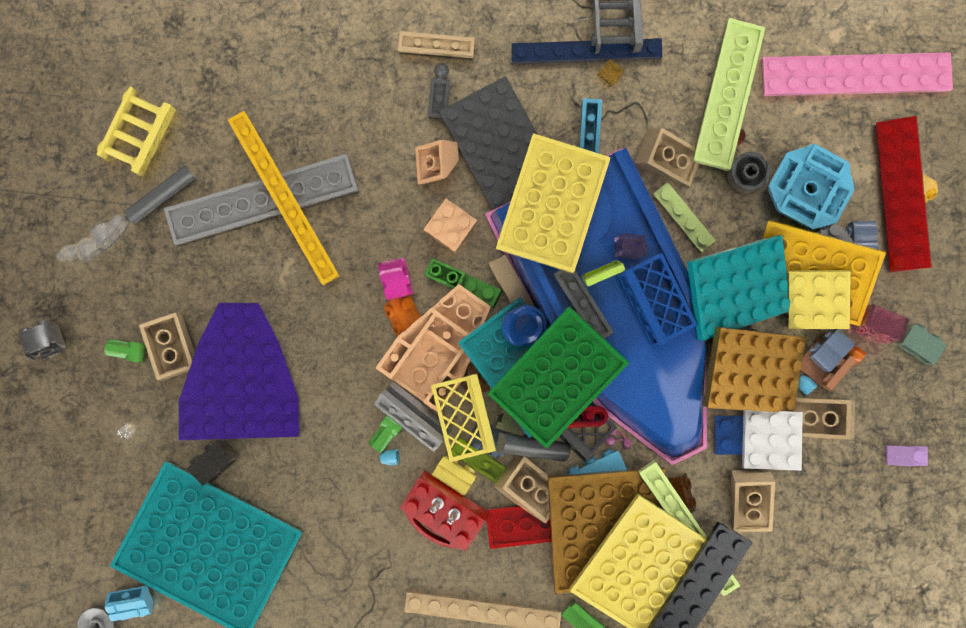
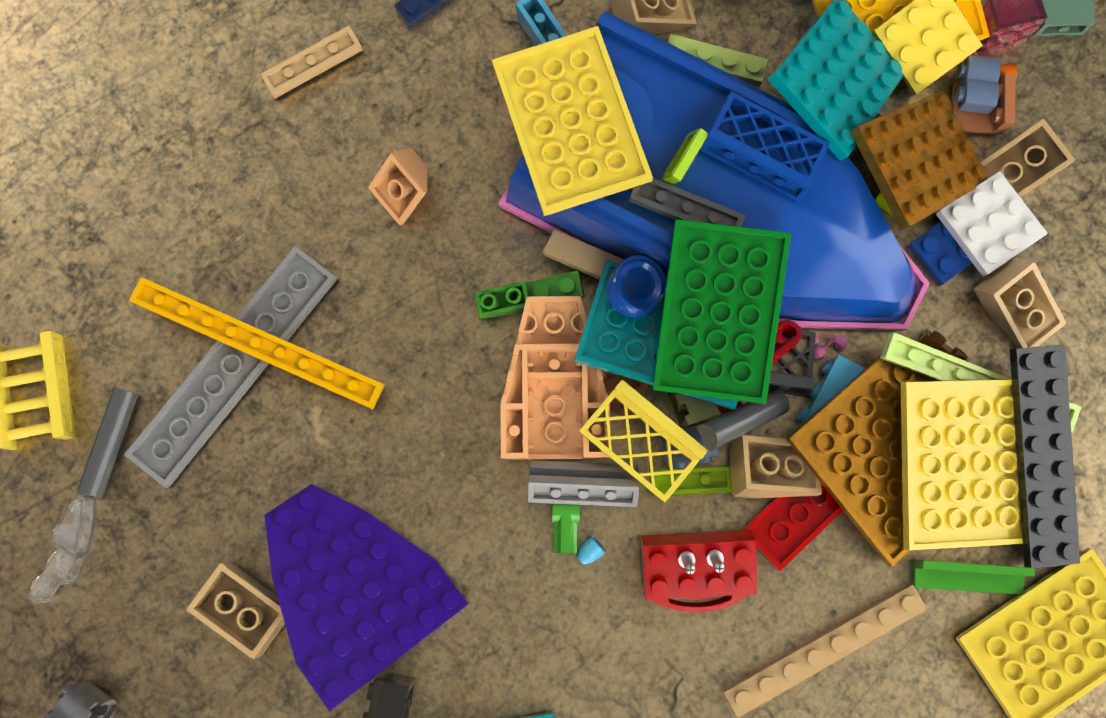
camera: 35 degrees left, 5 degrees down
(129, 350) = (198, 649): bright green piece -> none
(395, 278) = (450, 342): dark pink brick -> none
(401, 313) = (484, 378): orange bracket -> none
(439, 91) = (352, 110): dark grey plate -> none
(450, 226) = (469, 243): light nougat brick -> none
(455, 475) = (678, 515): light yellow brick -> none
(492, 138) = (449, 118): dark grey plate -> none
(630, 246) = (692, 107): clear purple brick -> none
(806, 384) = (980, 141): medium azure hose -> none

